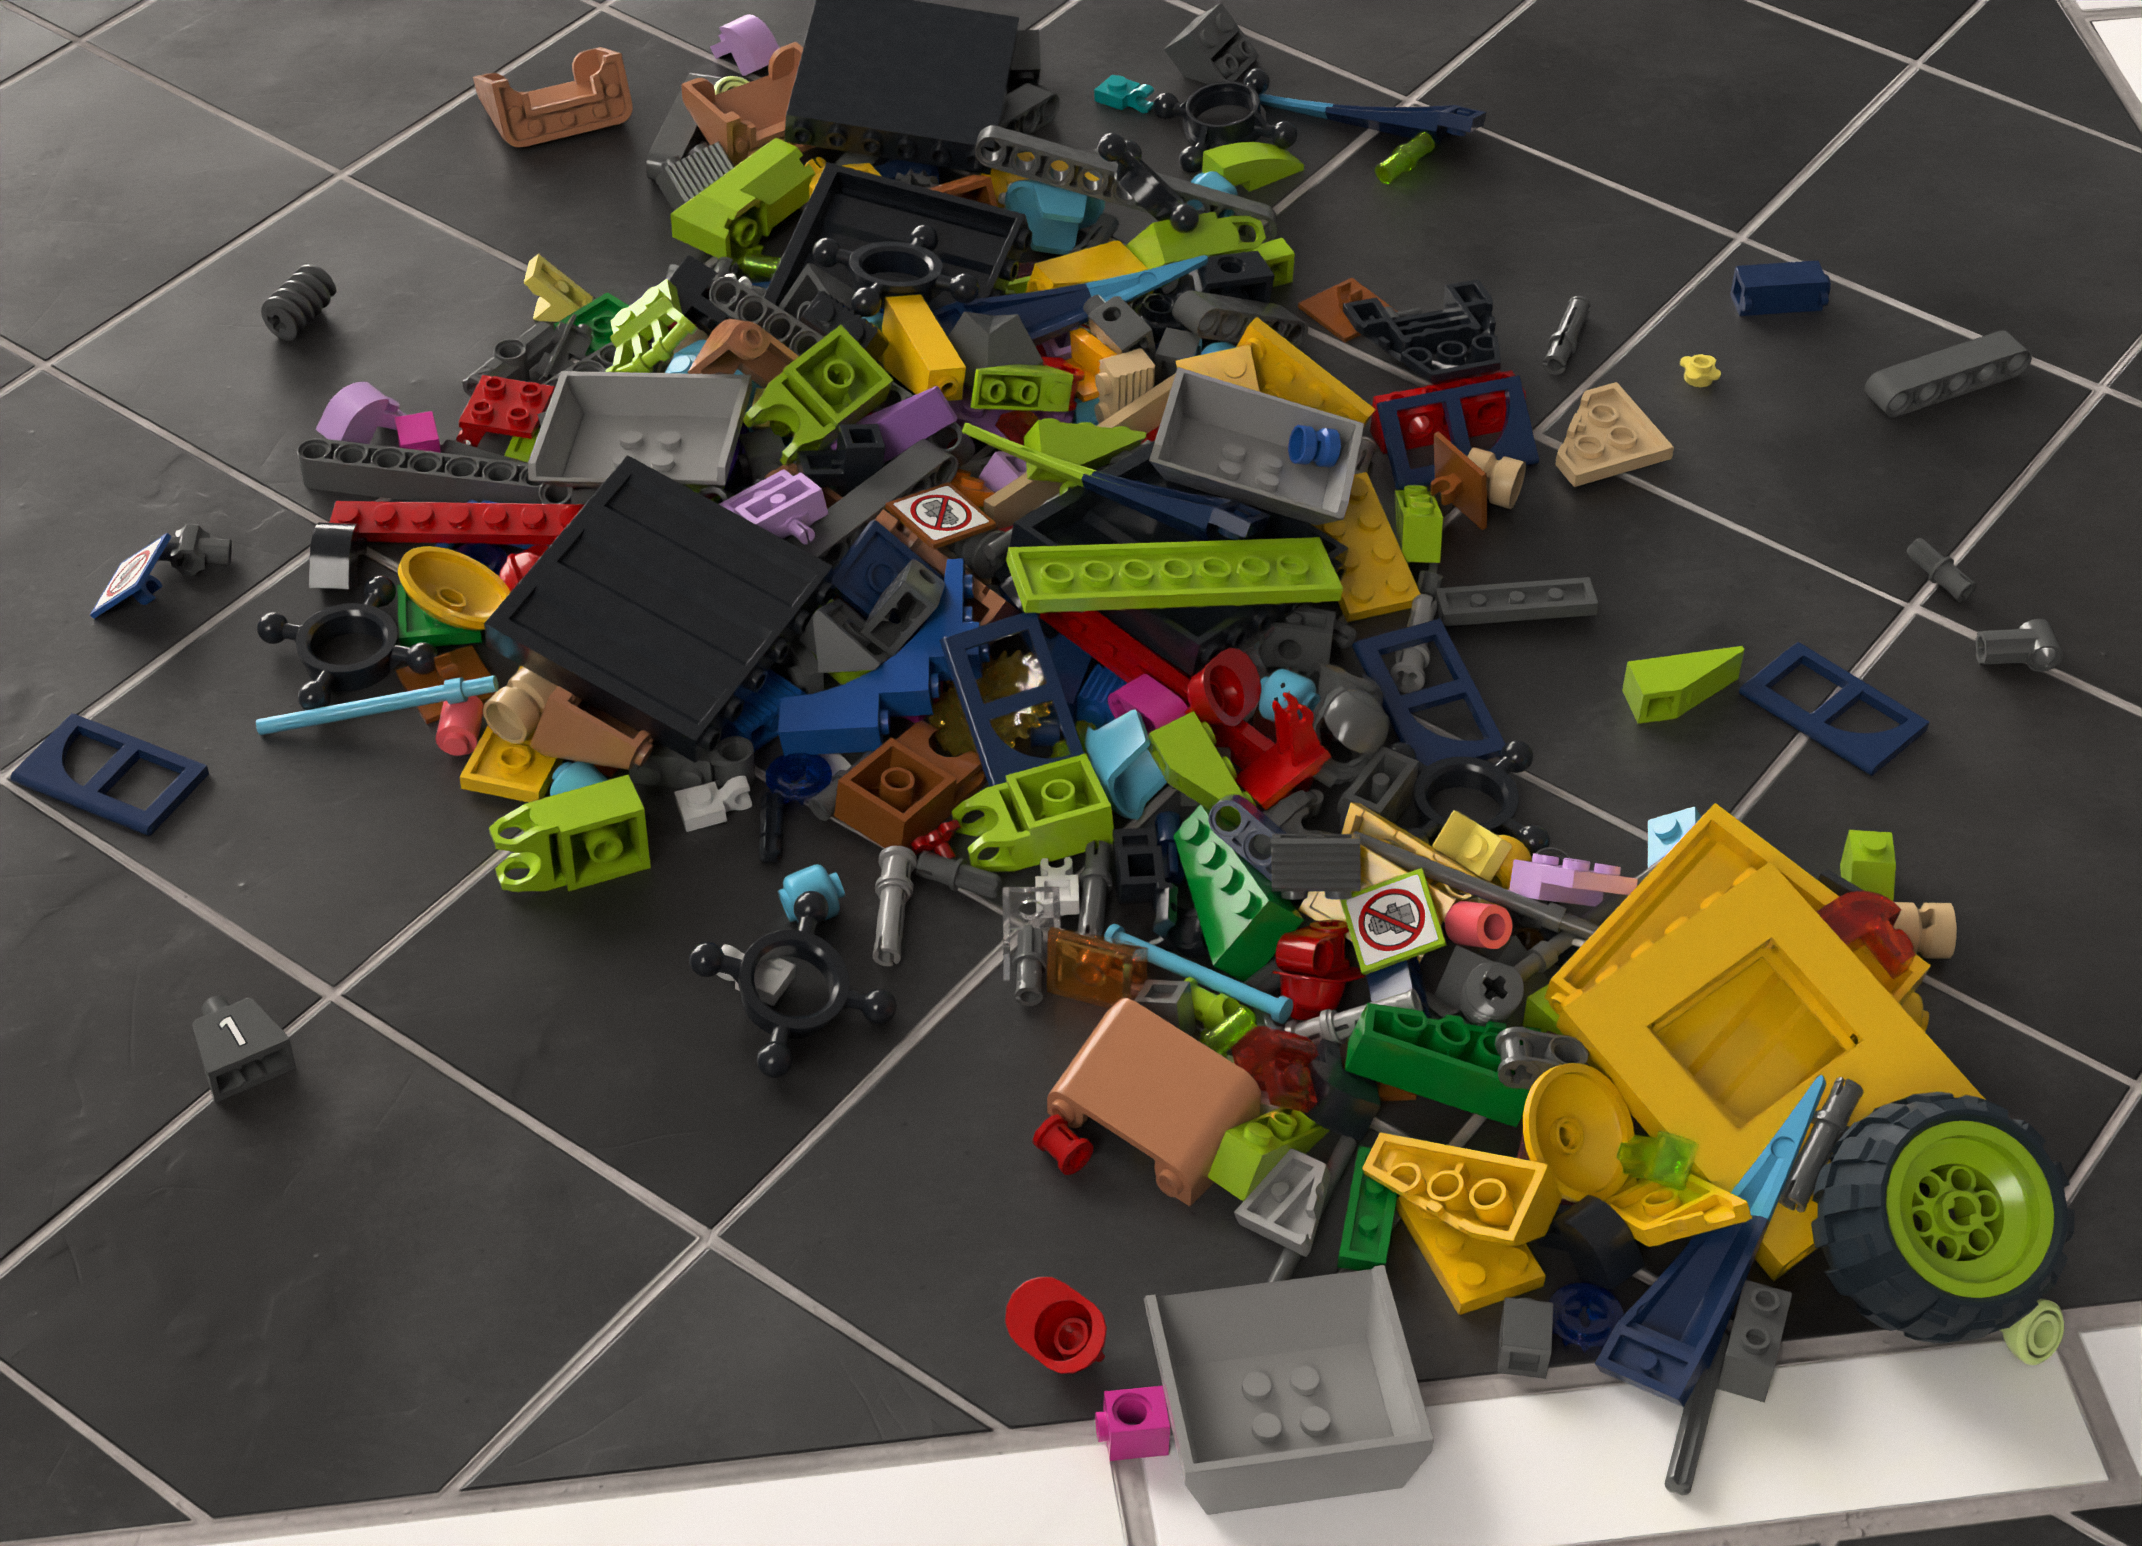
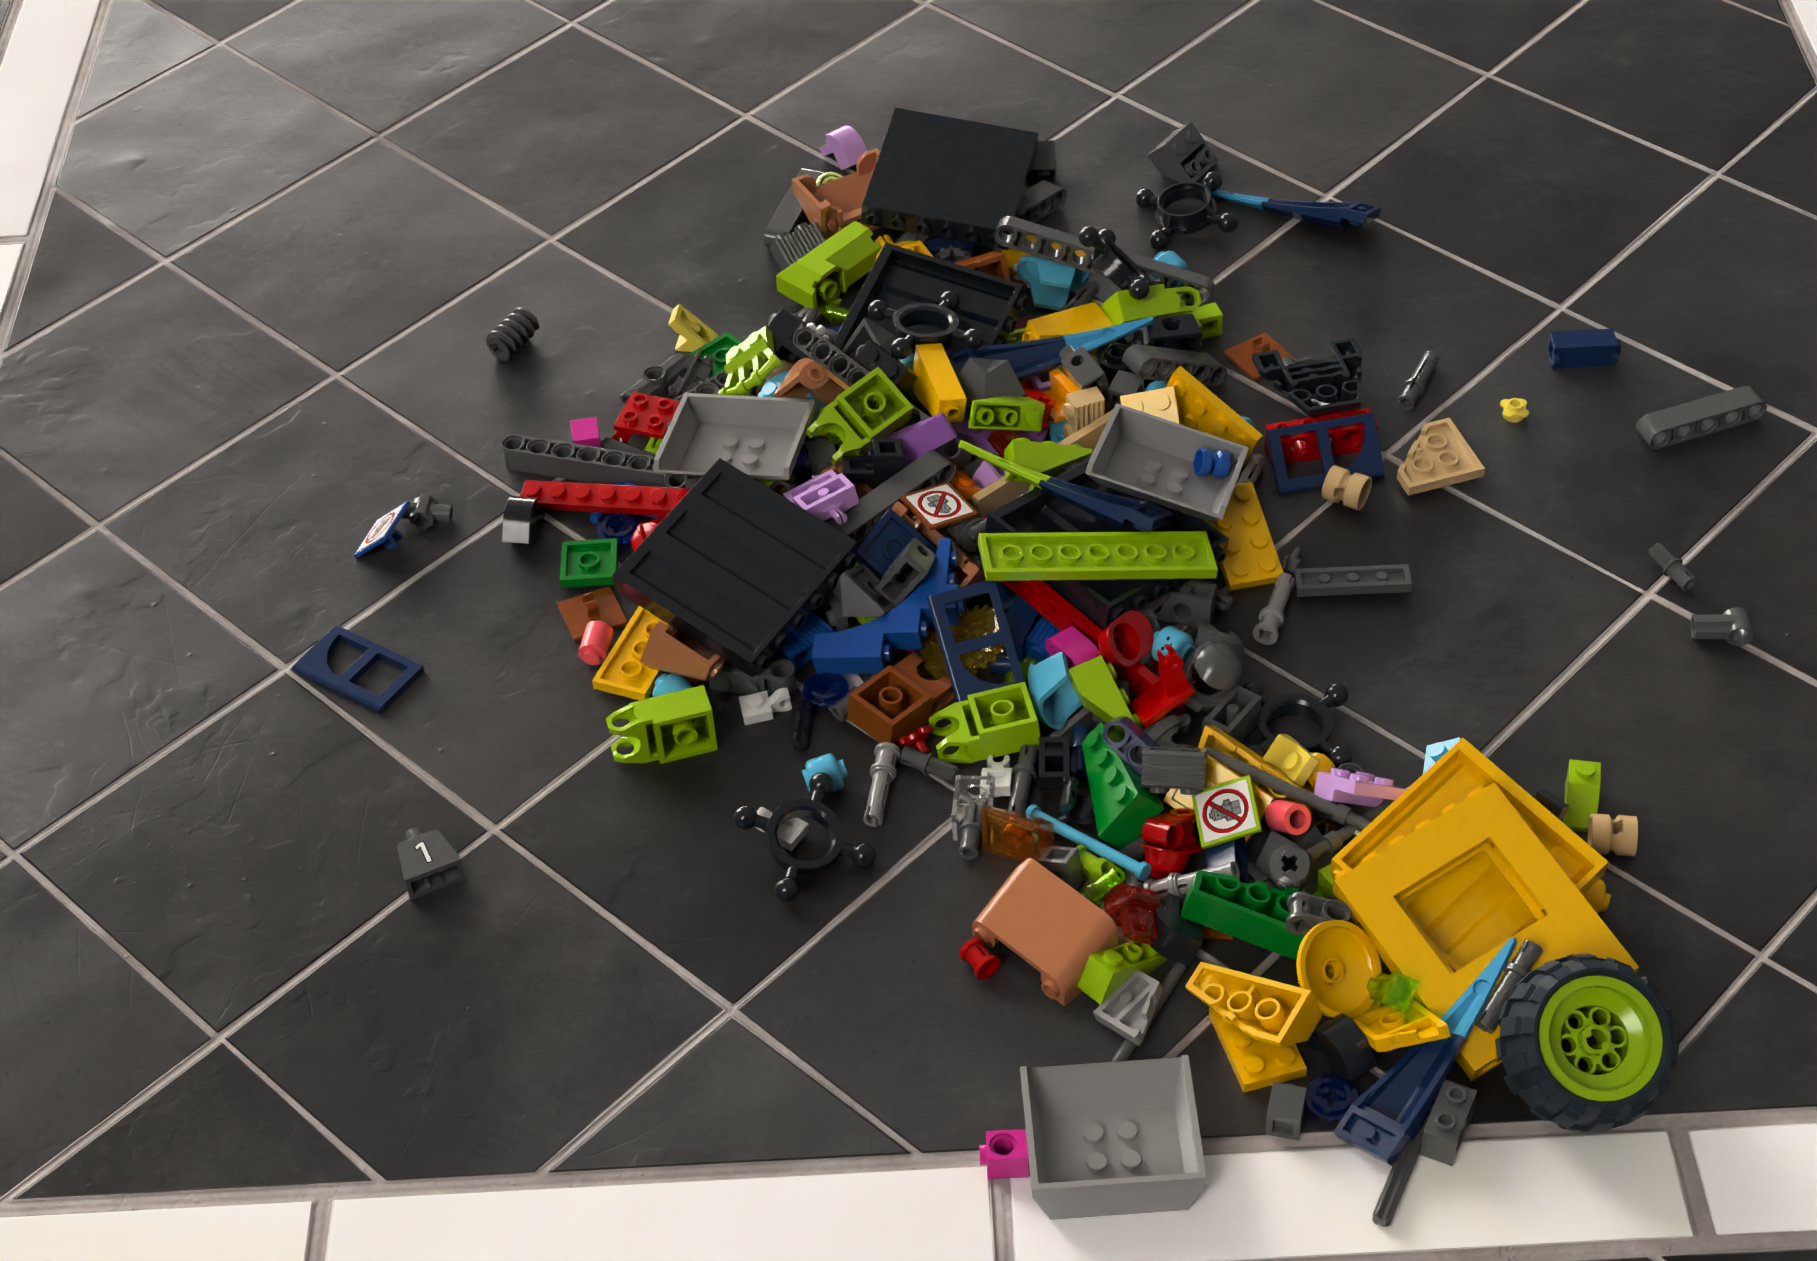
camera: 10 degrees right, 0 degrees up
(343, 620) = (520, 566): black piece -> none
(357, 413) = (545, 416): lavender brick -> none
(451, 586) = (596, 544): yellow dish -> none
(453, 691) = (590, 620): medium azure bar -> none
(518, 706) = (633, 633): tan wheel -> none
(589, 103) = (707, 194): nougat windscreen -> none
(1056, 1325) = (959, 1083): red piece -> none
(1121, 92) = (1114, 187): teal plate -> none
(1251, 163) = (1201, 244): lime slope -> none
(1367, 1221) = (1185, 1024): green plate -> none
(1404, 157) = (1315, 241): clear neon green pin -> none
(1418, 524) = (1288, 520): lime slope -> none
(1428, 745) = (1272, 683): dark blue window -> none
(1459, 481) = (1320, 490): dark orange piece -> none
(1676, 683) = (1463, 645): lime slope -> none
(1863, 750) = (1592, 699): dark blue window -> none
(1869, 920) = (1563, 827): clear red brick -> none
(2037, 1334) = (1654, 1128): yellowish green brick -> none

